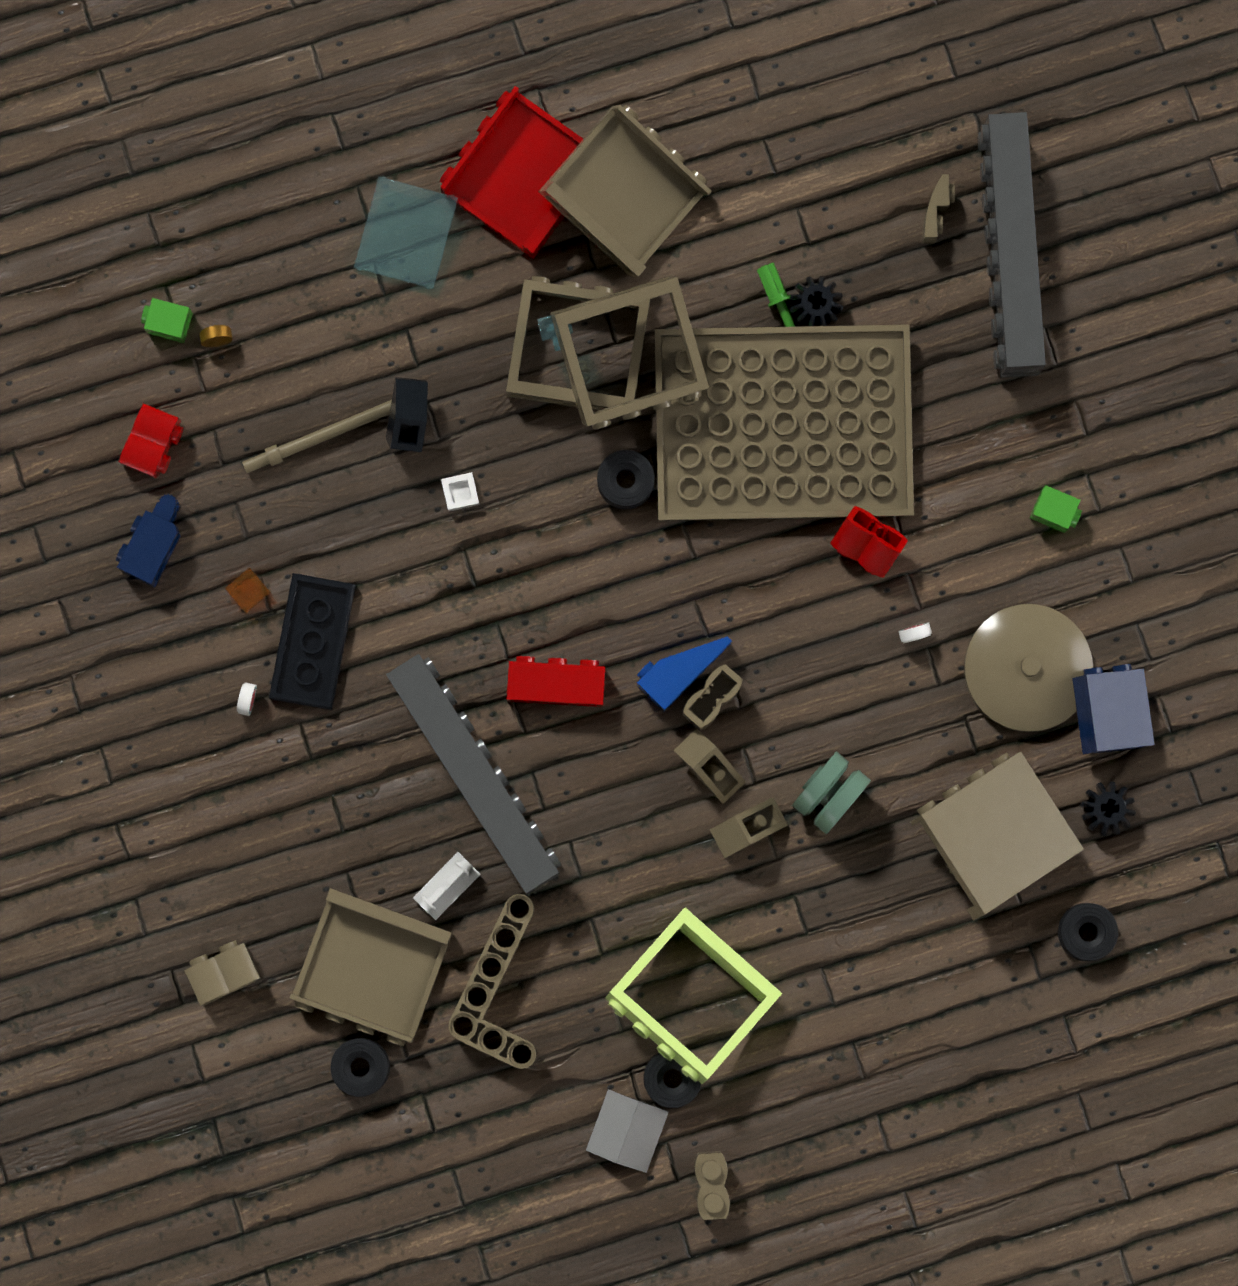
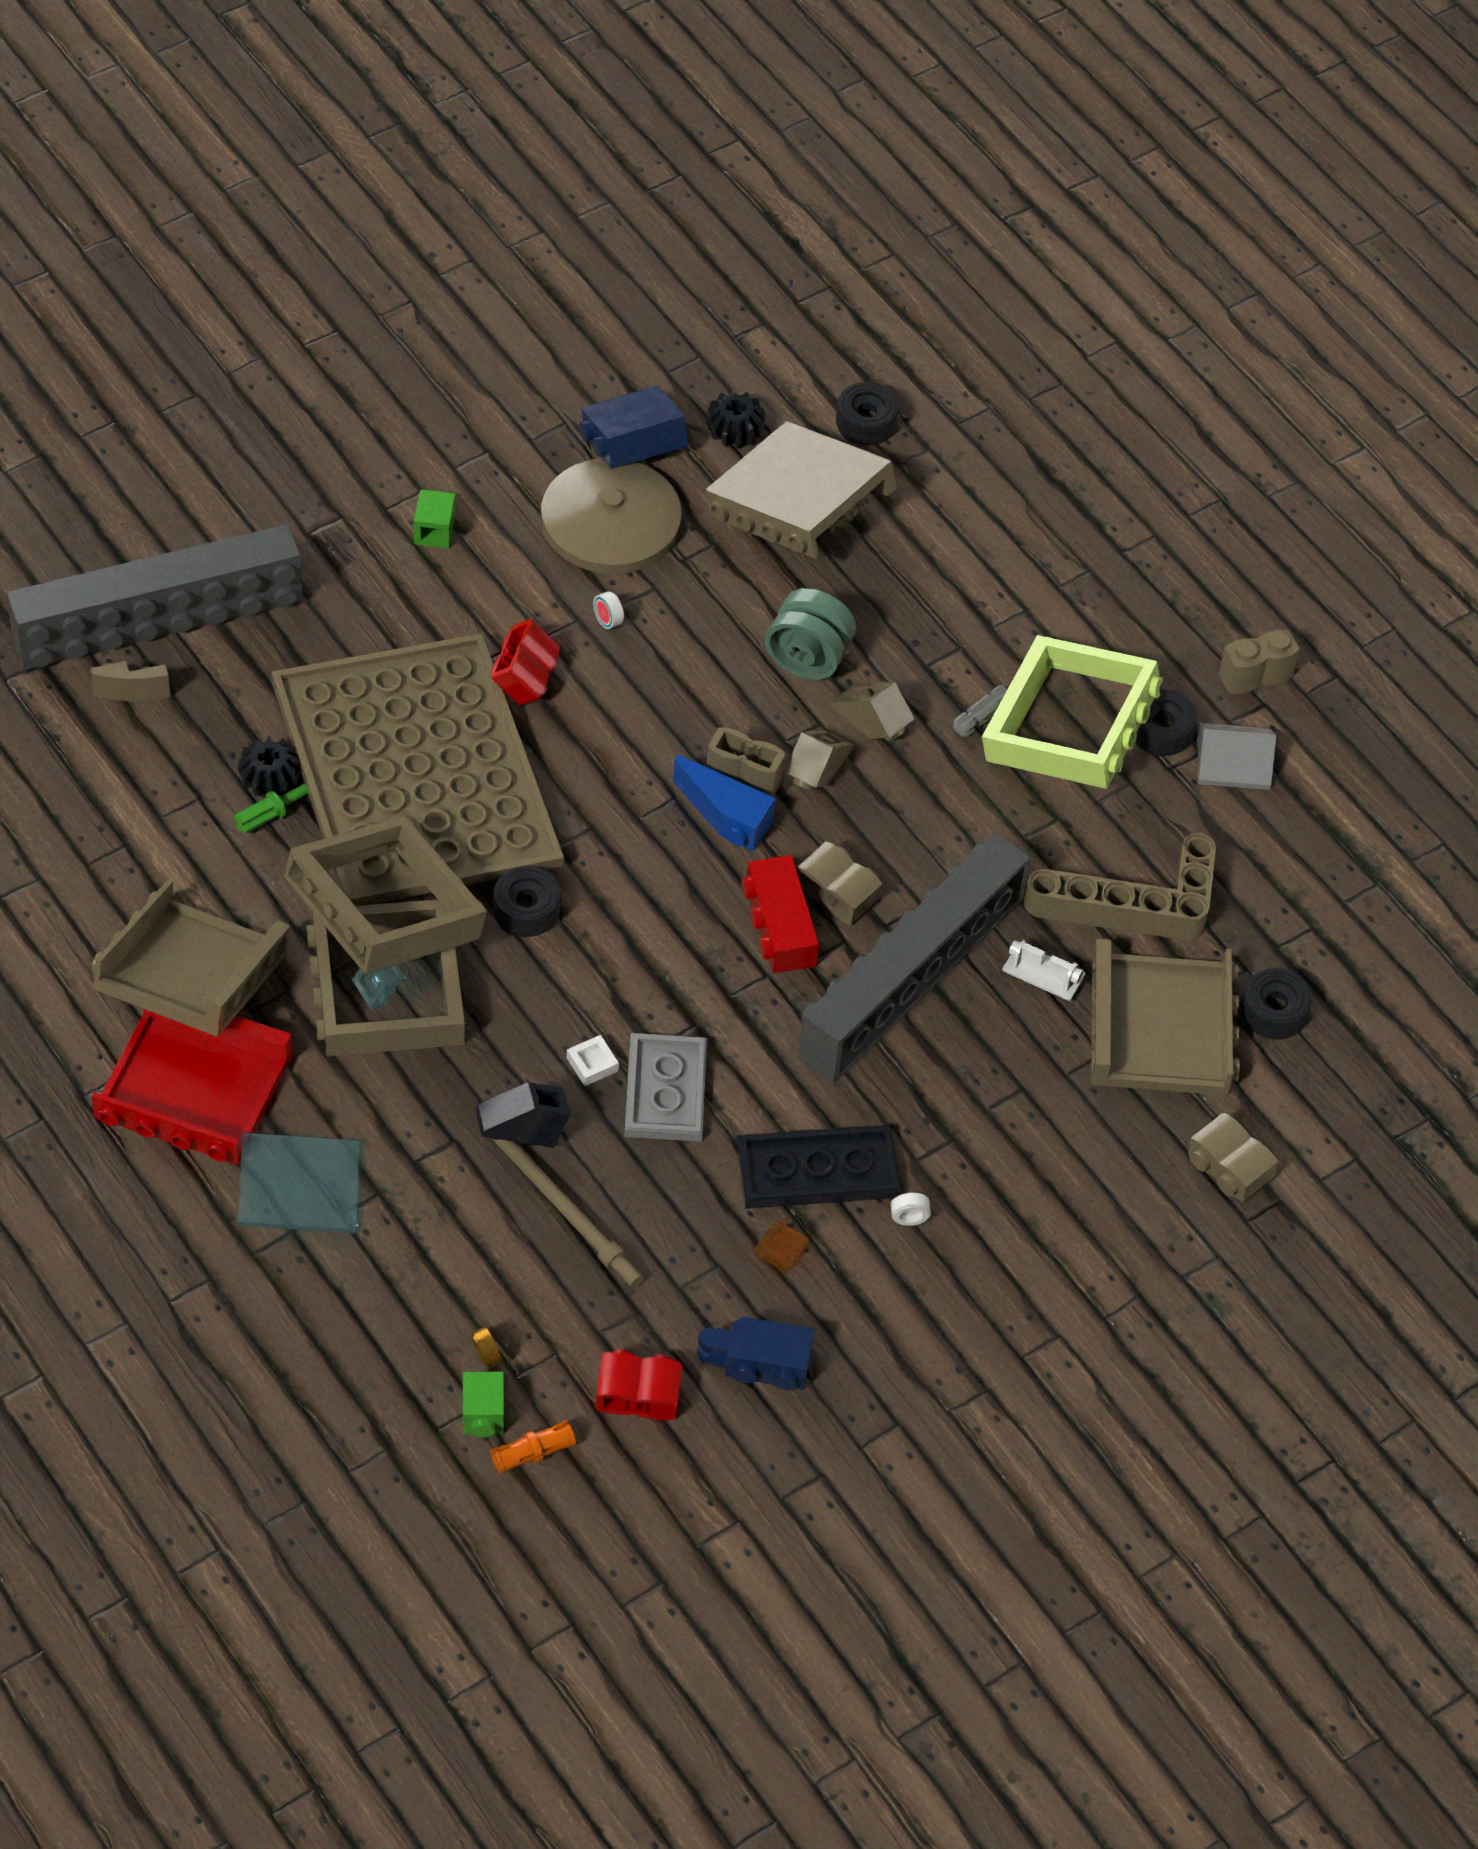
camera: 110 degrees left, 30 degrees down
(124, 349) = (532, 1447): none -> orange pin
(419, 543) = (665, 1087): none -> light grey tile
(575, 741) = (839, 883): none -> dark tan brick
(727, 924) = (979, 712): none -> light grey axle

